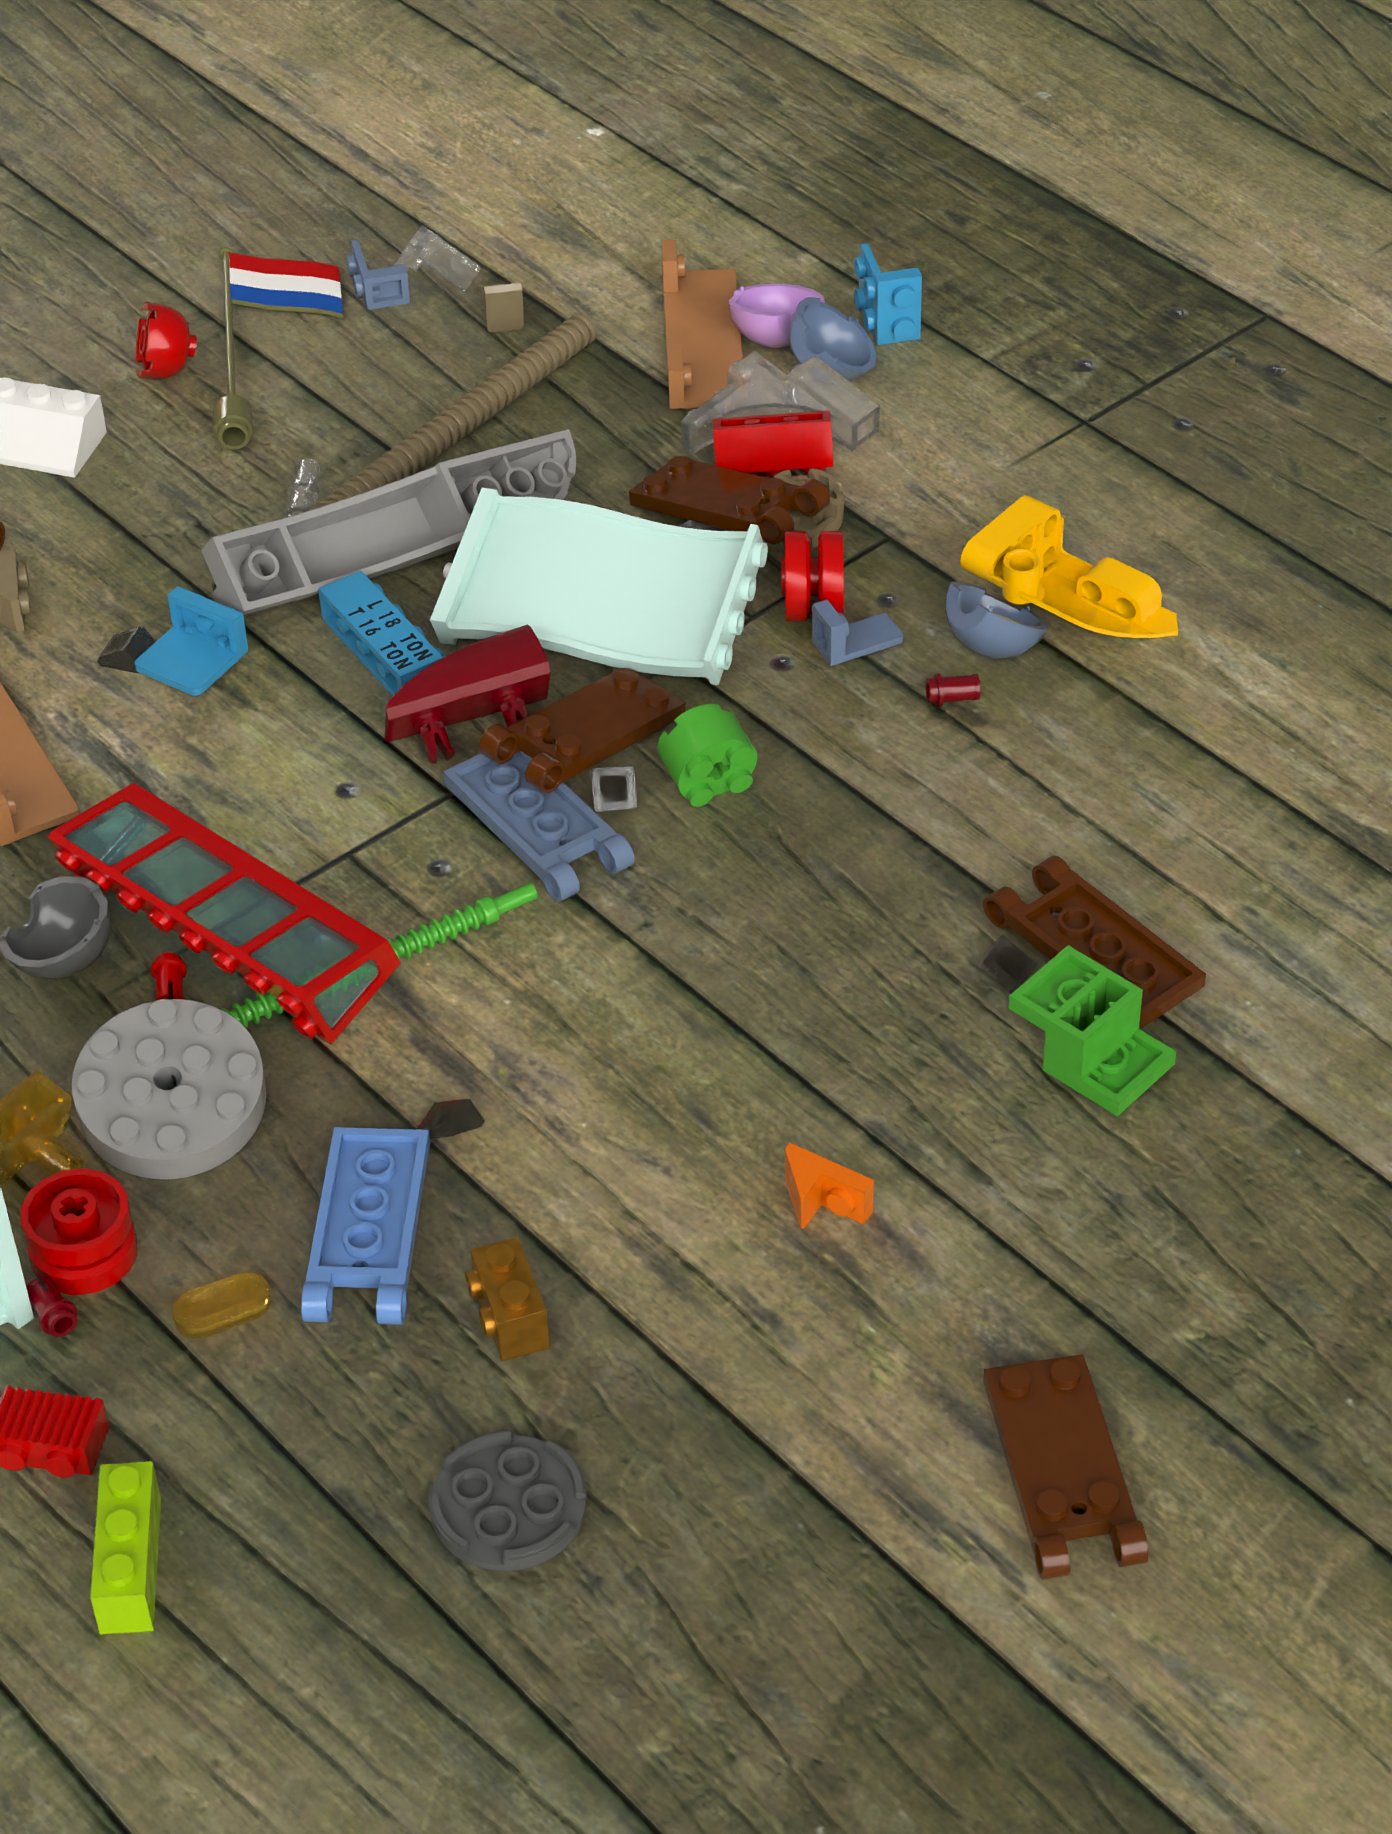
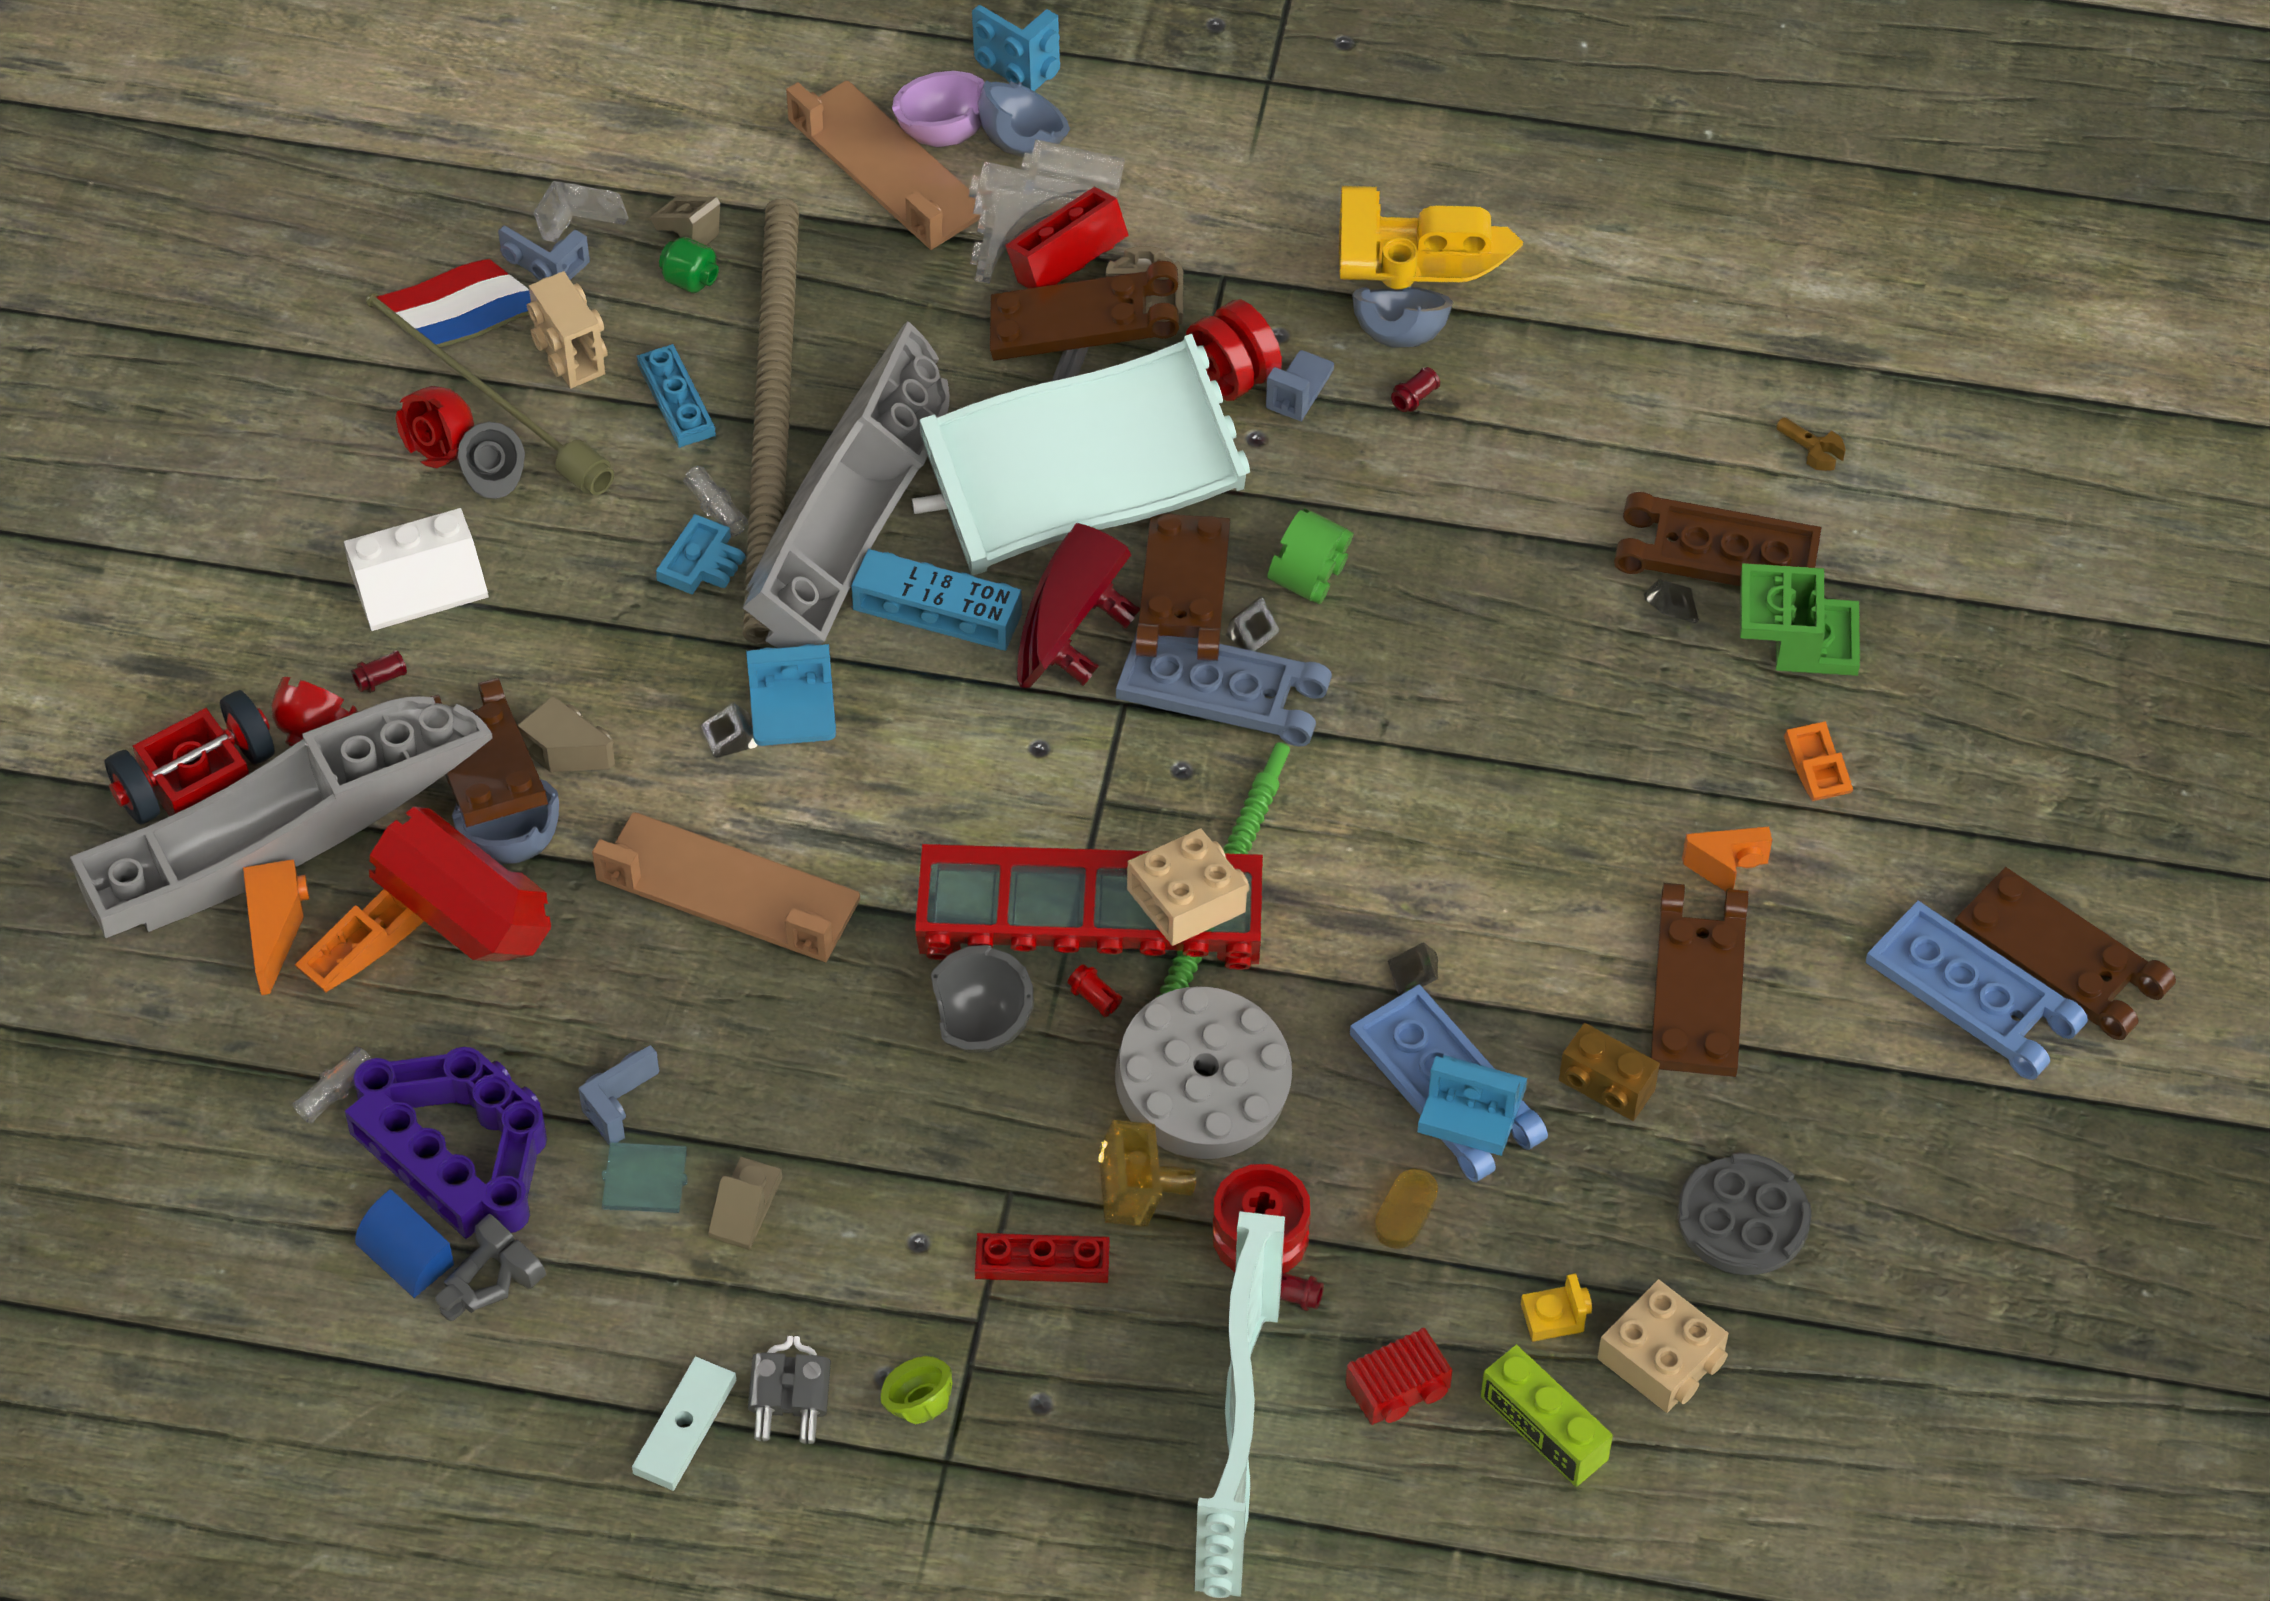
camera: 40 degrees left, 10 degrees up
(170, 382) = (491, 459): none -> dark grey piece
(241, 514) = (700, 556): none -> dark azure hinge
(246, 1470) = (1557, 1310): none -> yellow bracket
(275, 915) = (1187, 886): none -> tan brick
(290, 1557) = (1663, 1346): none -> tan brick
(319, 323) = (567, 329): none -> tan brick
(350, 1242) = (1471, 1104): none -> dark azure bracket
(362, 413) = (676, 395): none -> dark azure tile
(468, 329) = (688, 264): none -> green head
(682, 1281) = (1699, 986): none -> reddish brown hinge
(936, 1437) = (1974, 987): none -> medium blue hinge
(998, 1164) = (1817, 762): none -> orange slope
(1279, 911) = (1816, 445): none -> pearl gold bar

